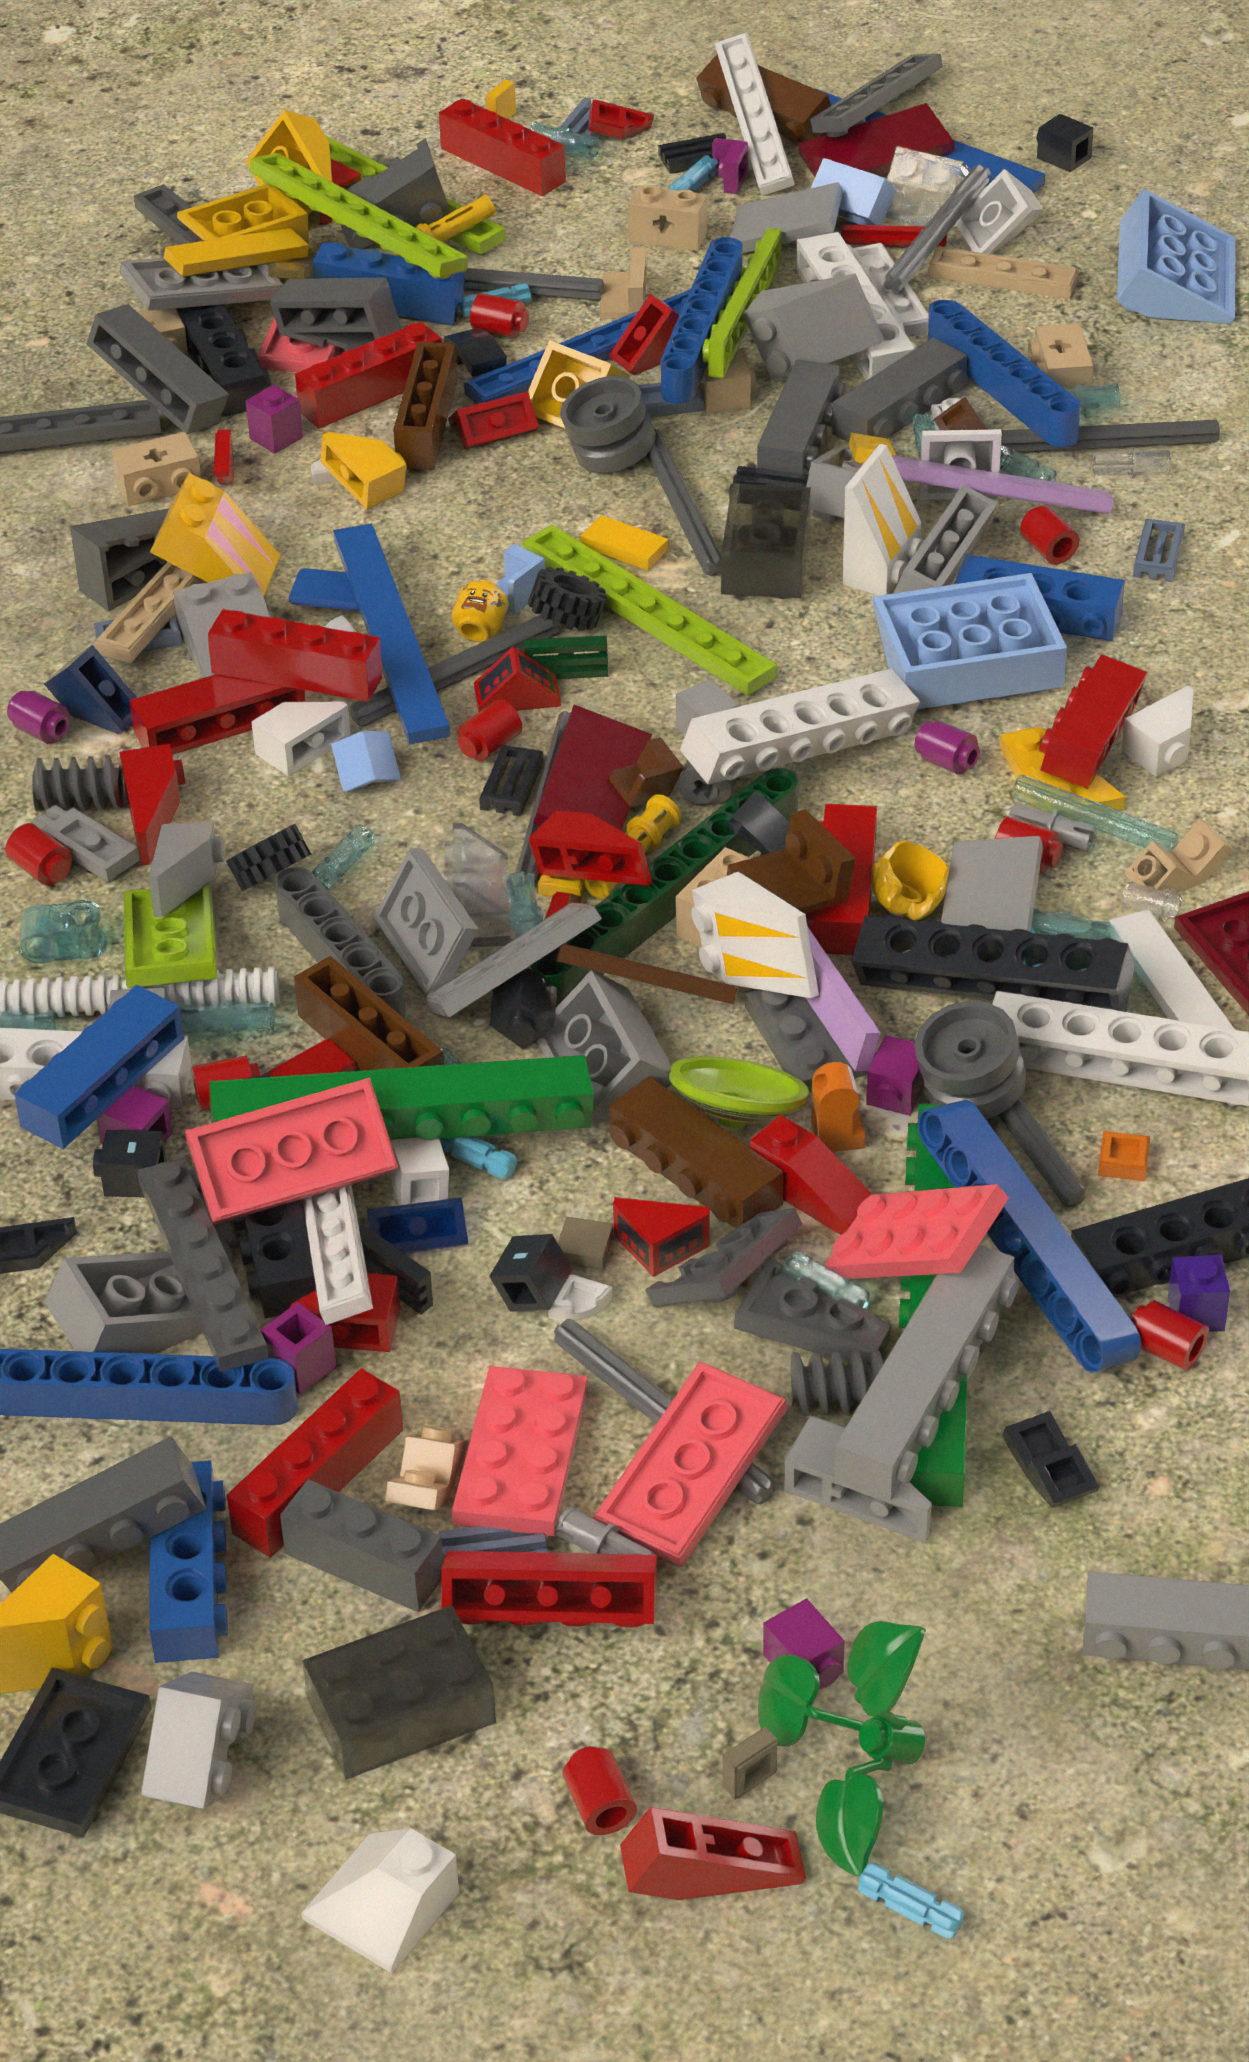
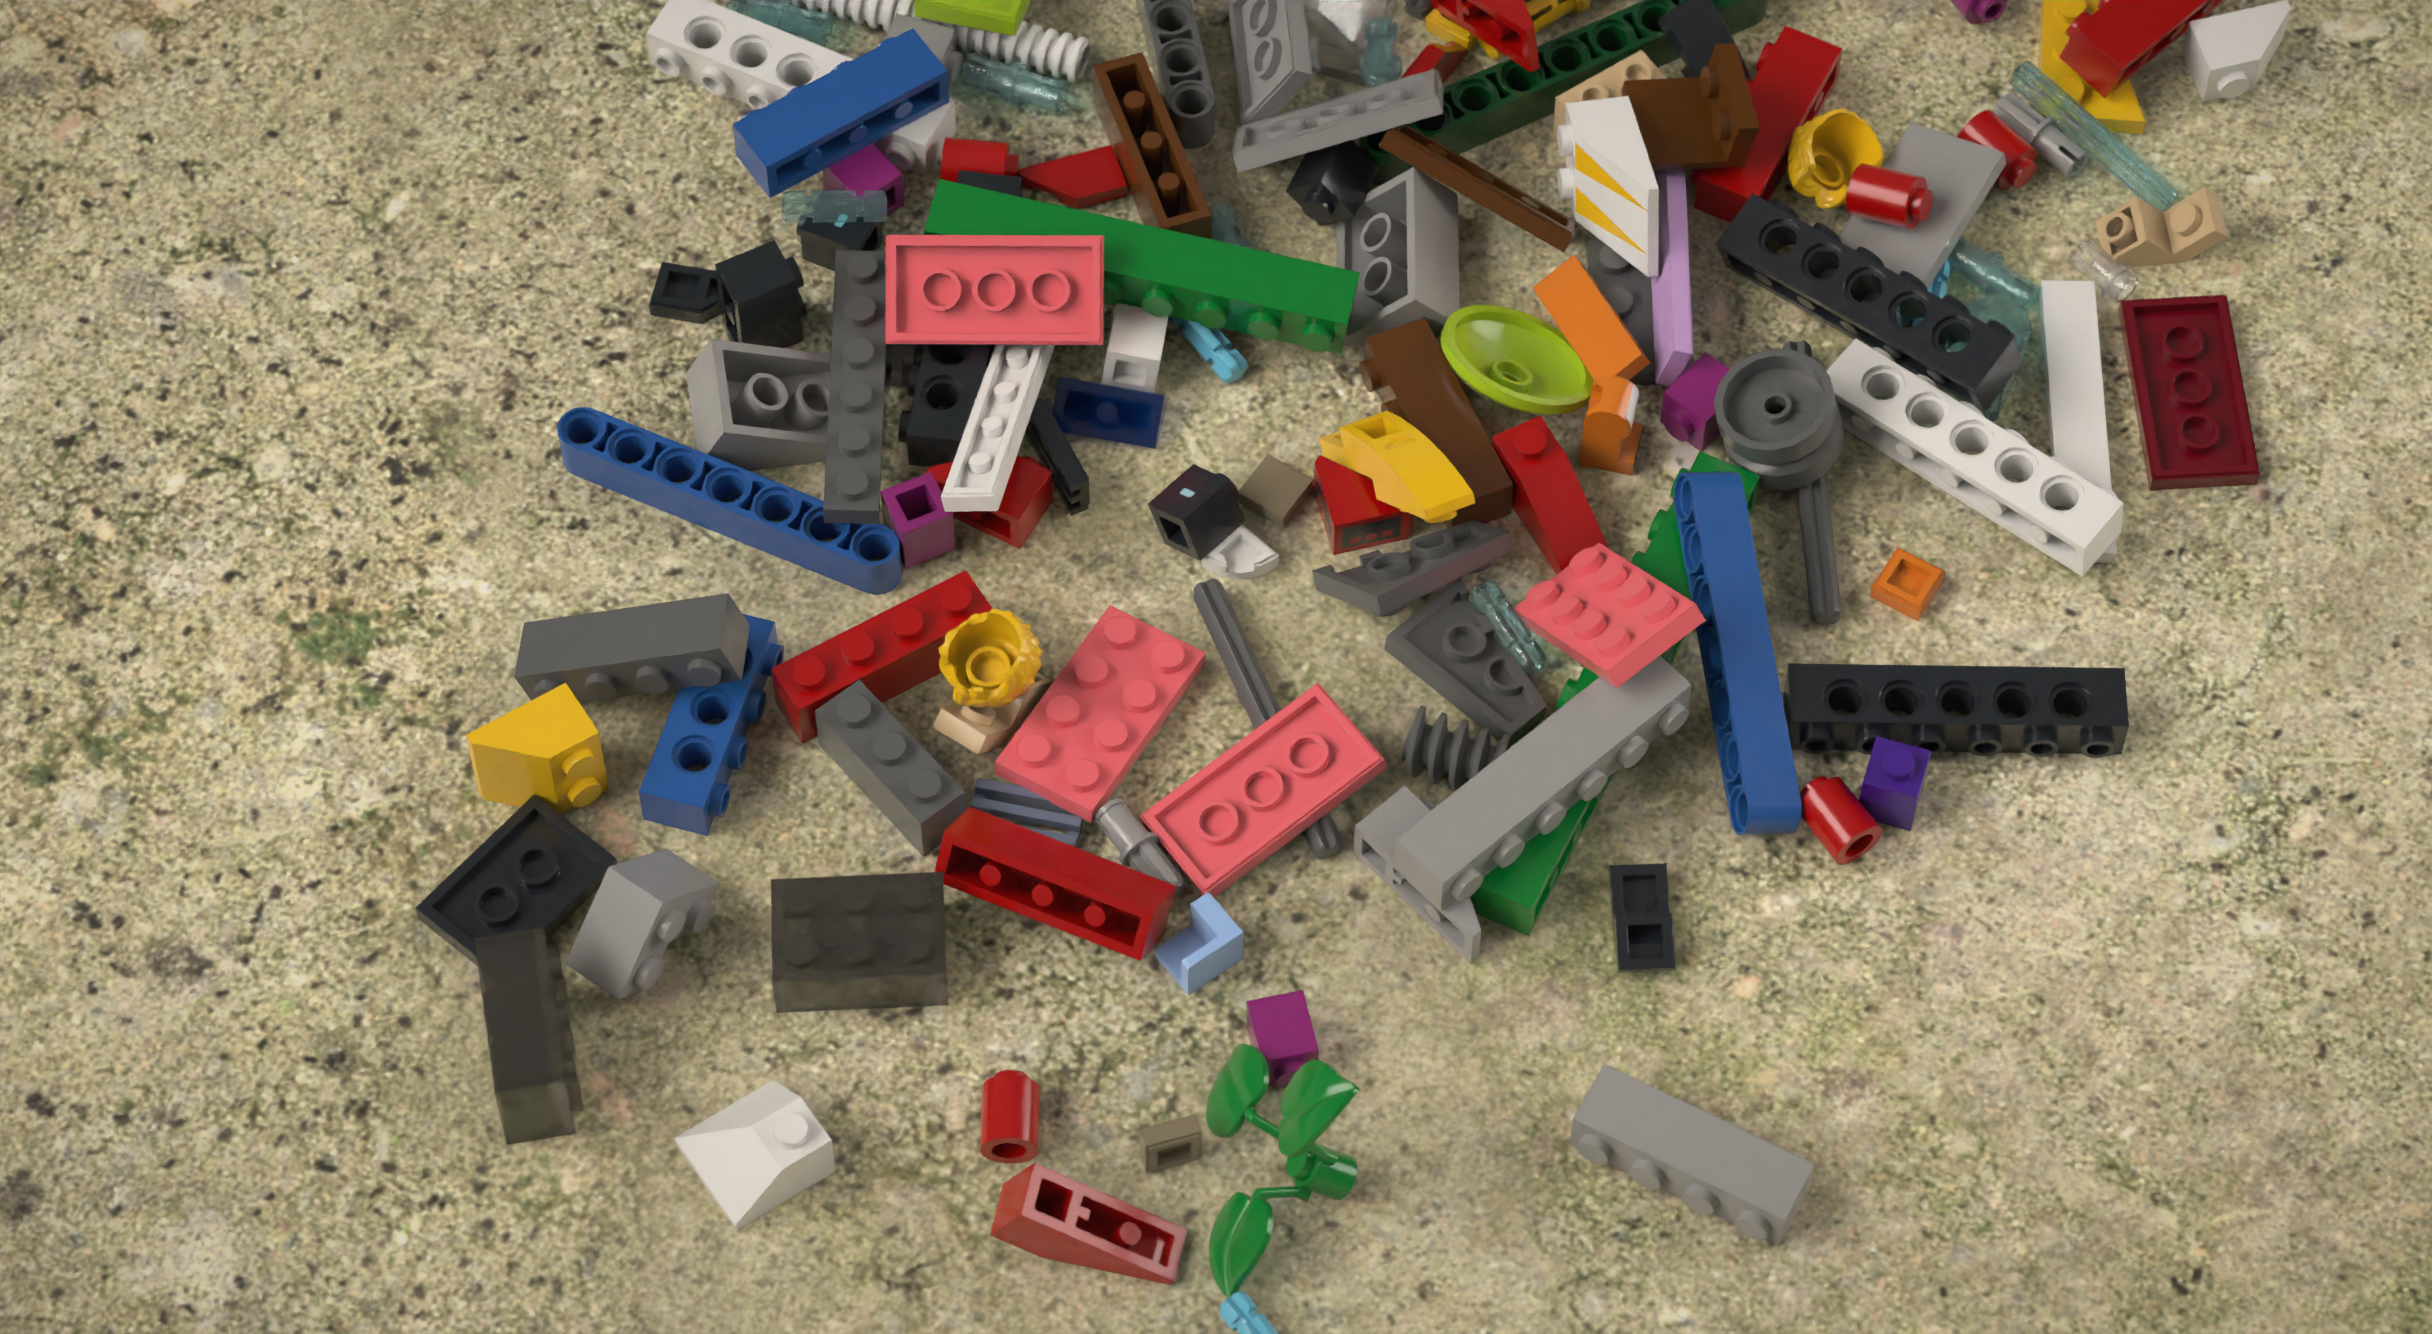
camera: 20 degrees right, 15 degrees up
(88, 1217) = (761, 297): none -> black brick
(123, 1136) = (834, 206): none -> clear light blue axle
(135, 1863) = (529, 1035): none -> clear smoke brick
(416, 1425) = (990, 659): none -> yellow hair
(691, 1178) = (1402, 464): none -> yellow slope
(700, 1598) = (1204, 948): none -> light blue panel
(779, 1043) = (1590, 322): none -> orange tile
(970, 888) = (1888, 196): none -> red brick

